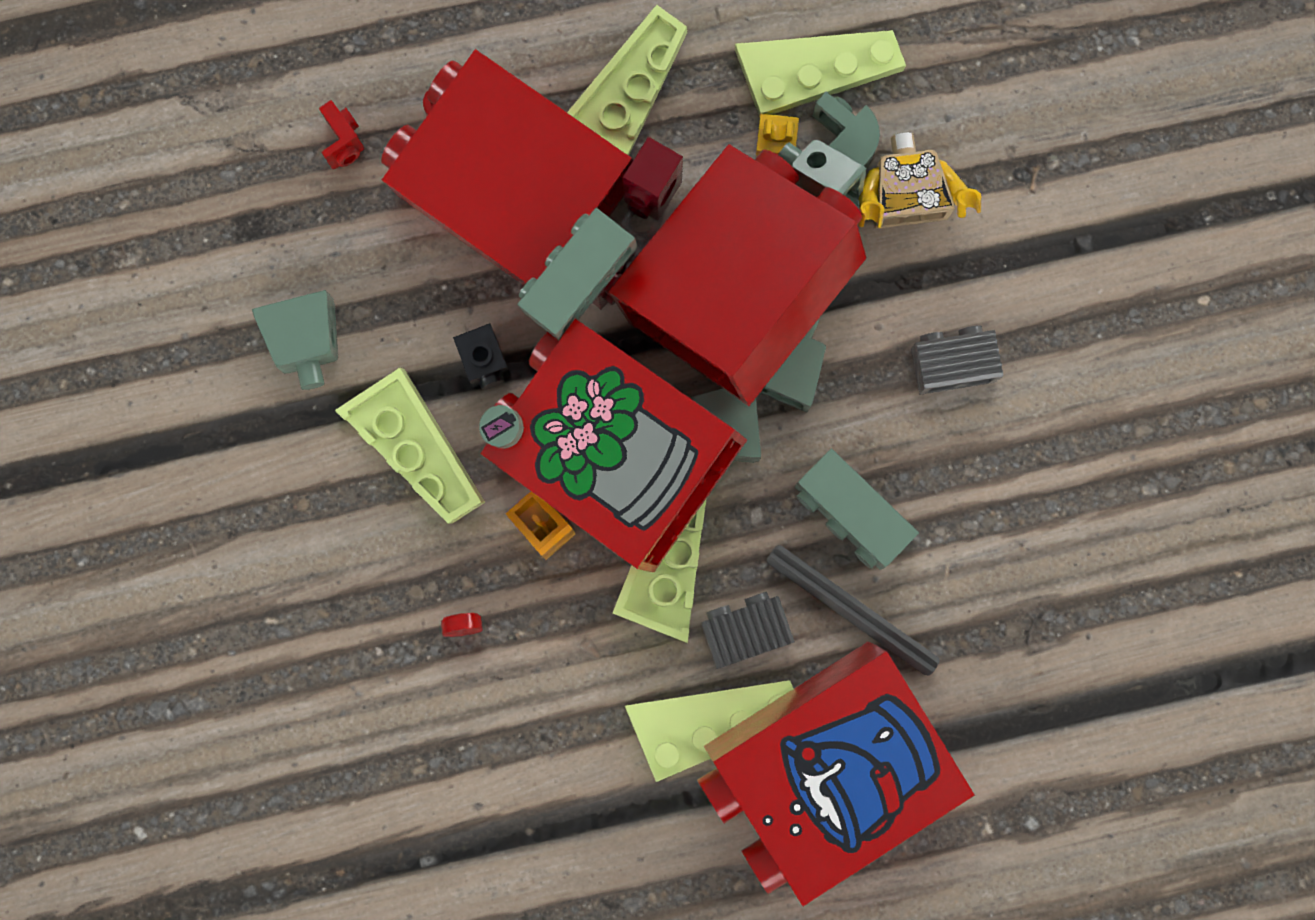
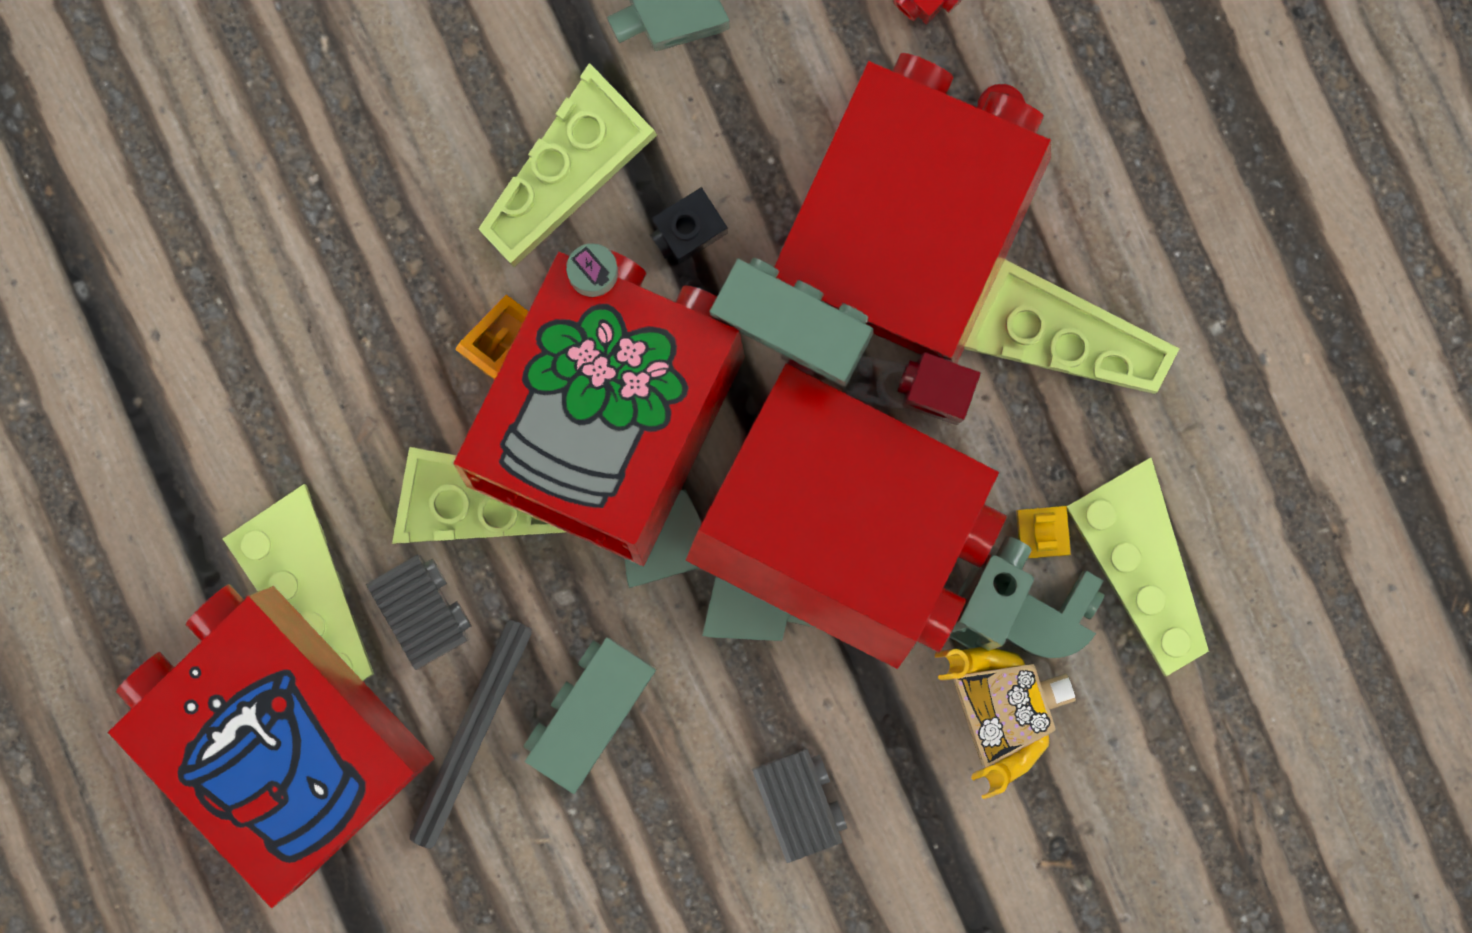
camera: 75 degrees right, 5 degrees up
(461, 624) = (361, 271): red tile -> none

